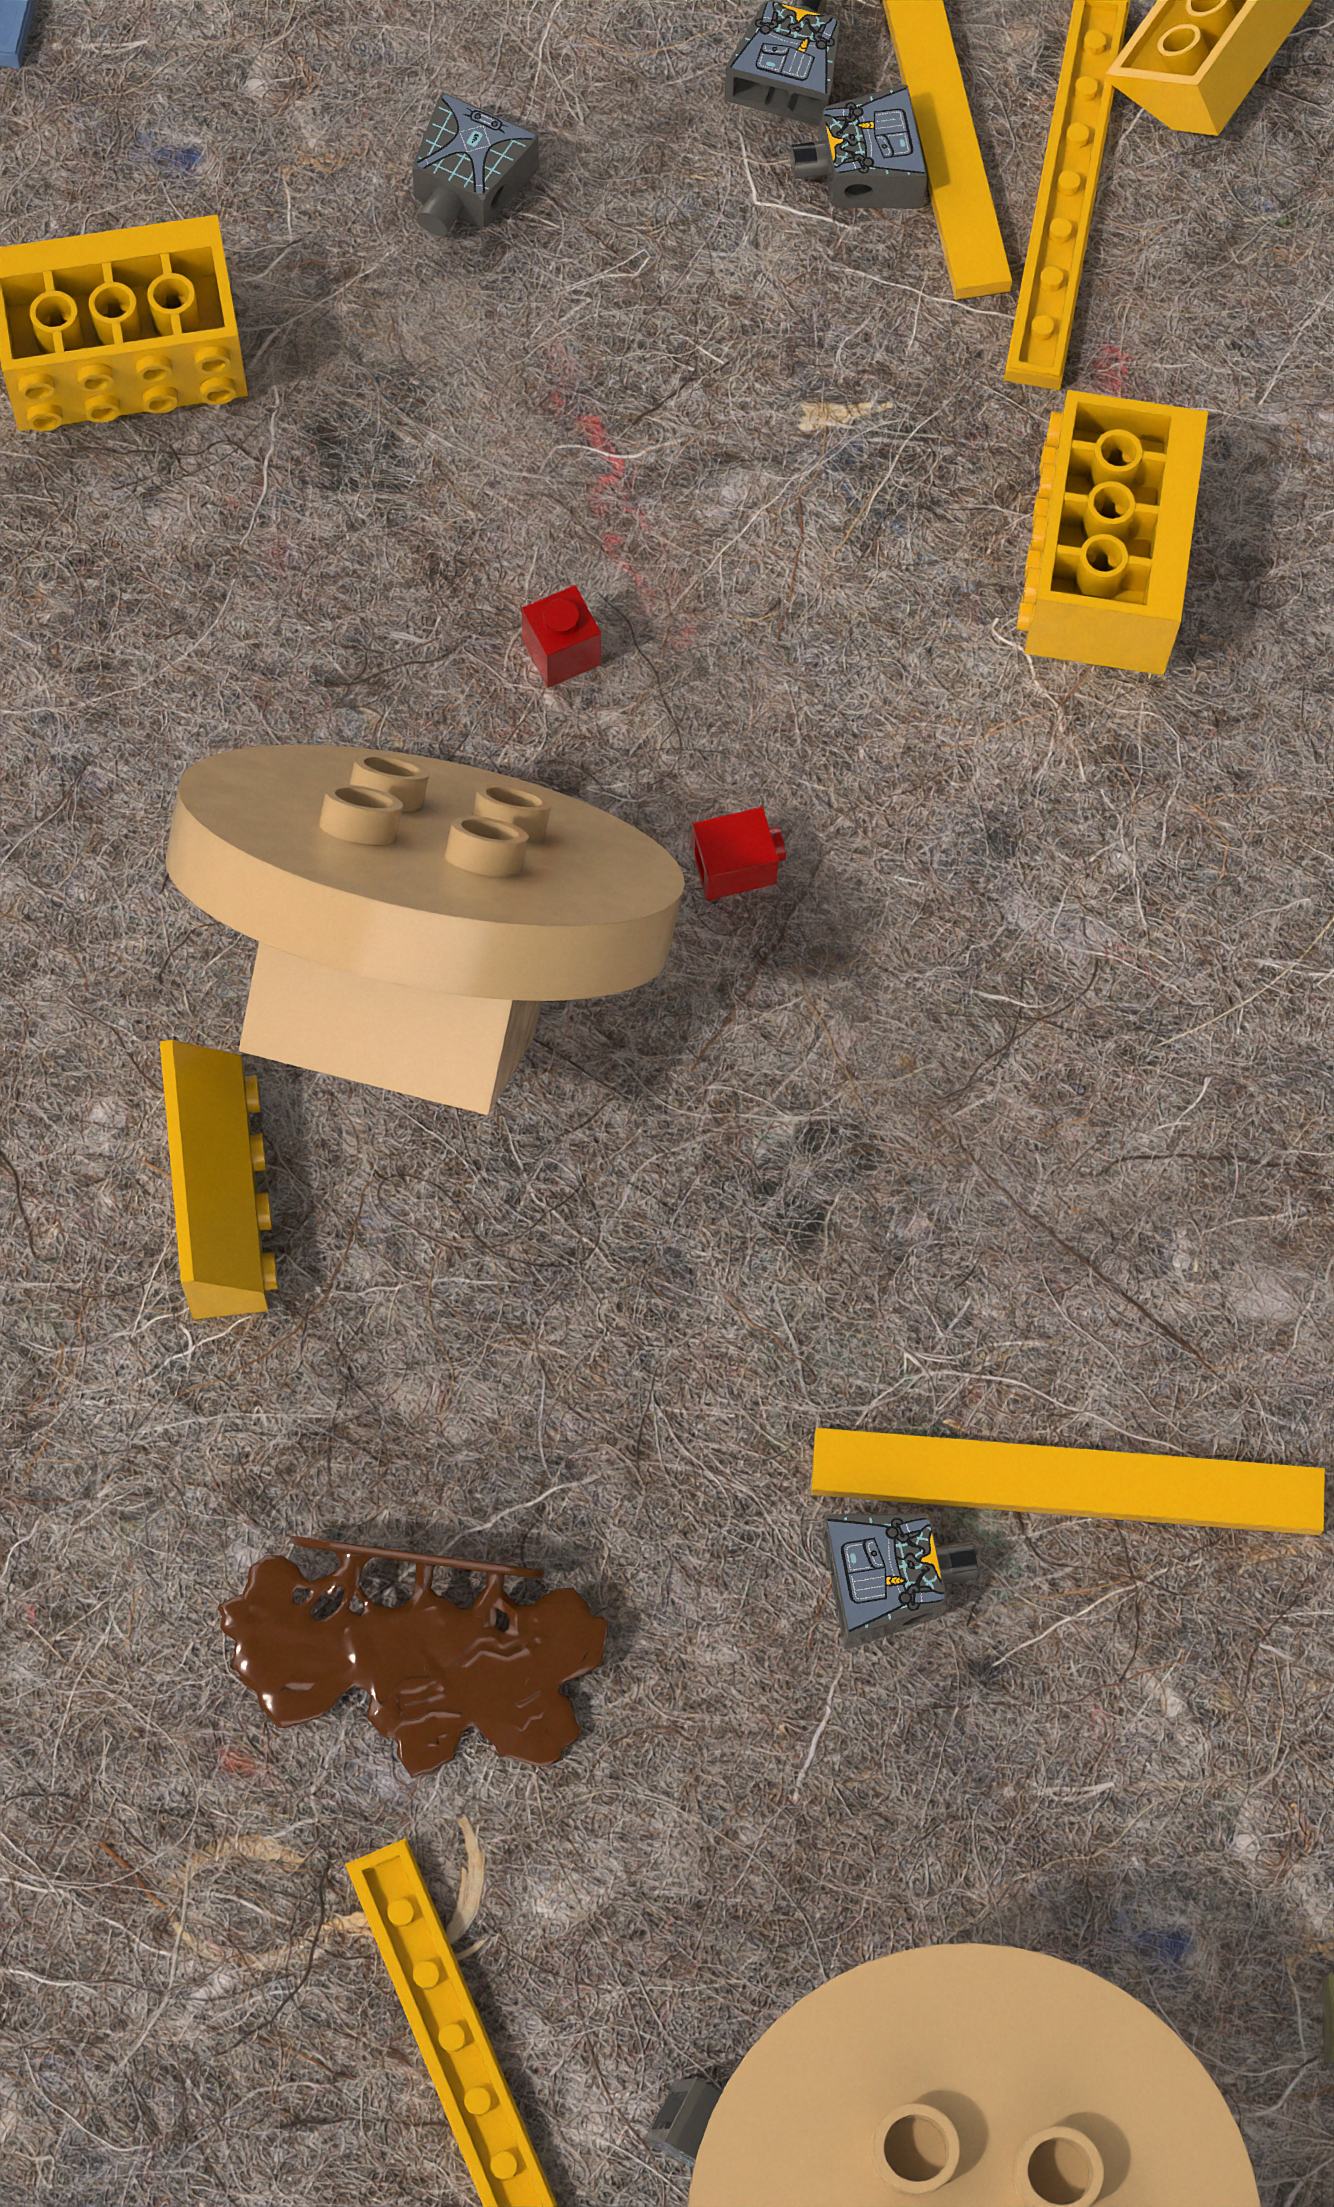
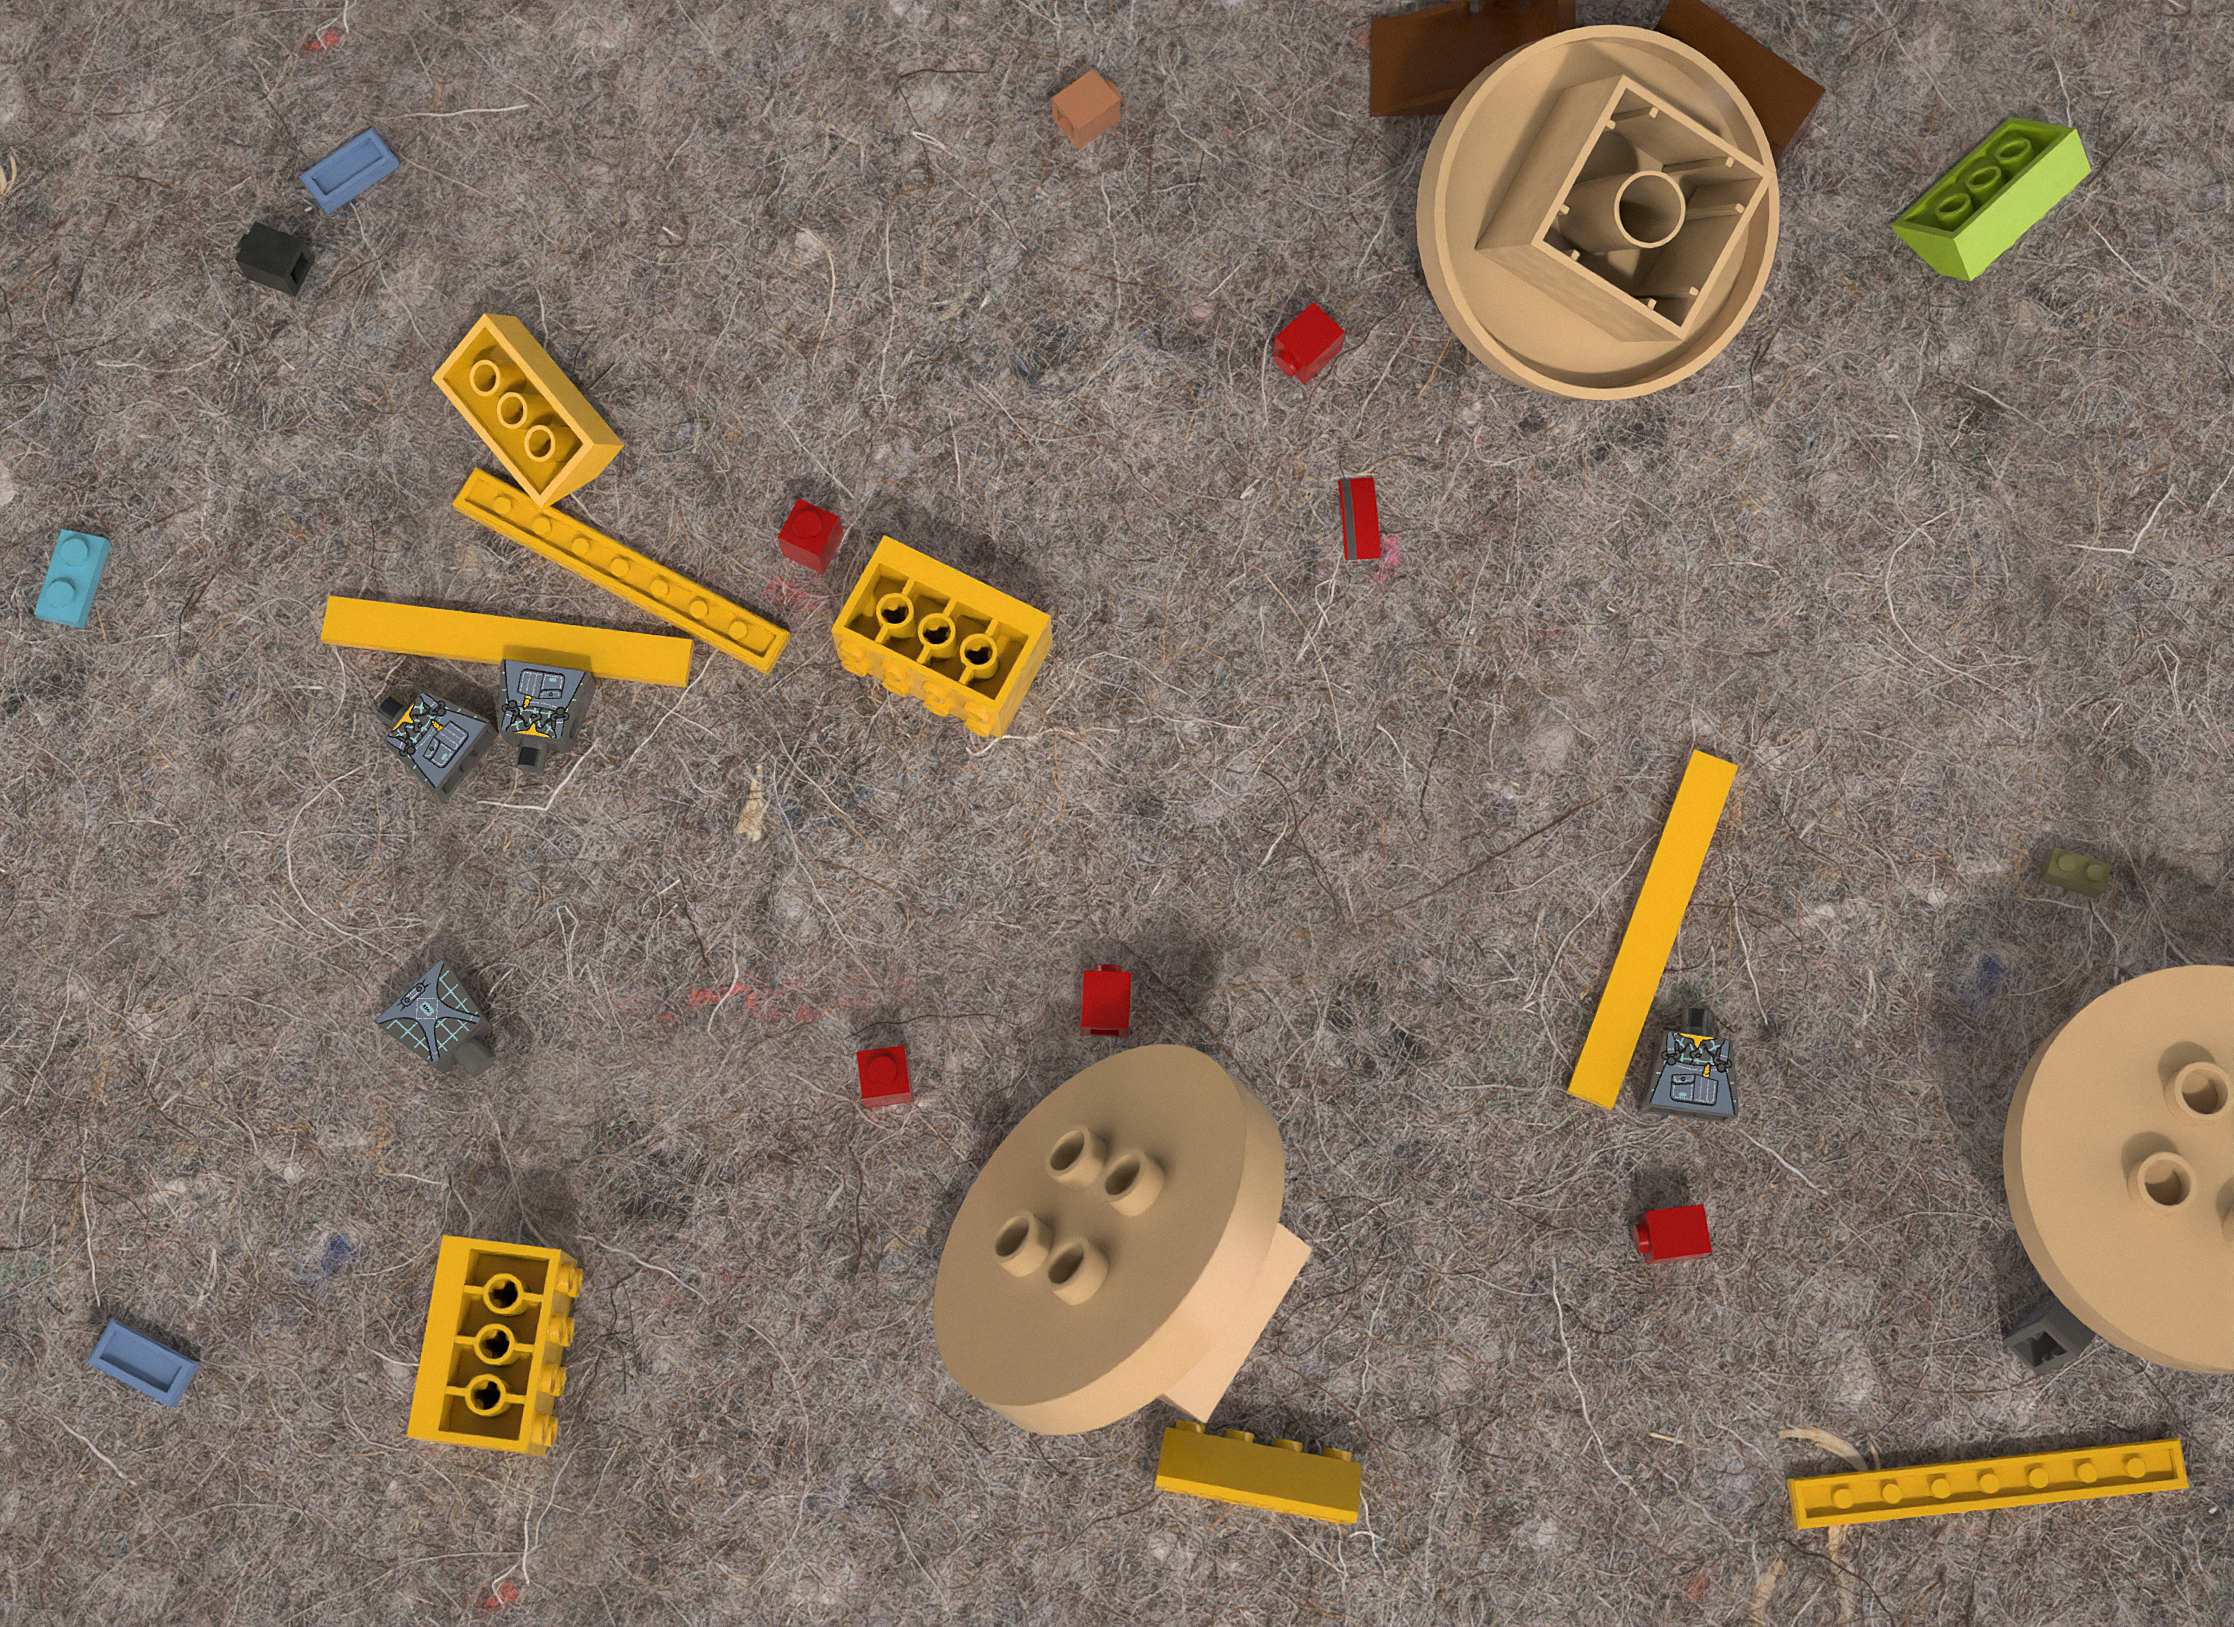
camera: 70 degrees left, 5 degrees up
(422, 1662) = (1667, 1424): reddish brown plant -> none
(671, 1603) = (1672, 1234): none -> red brick
(1187, 362) = (811, 536): none -> red brick

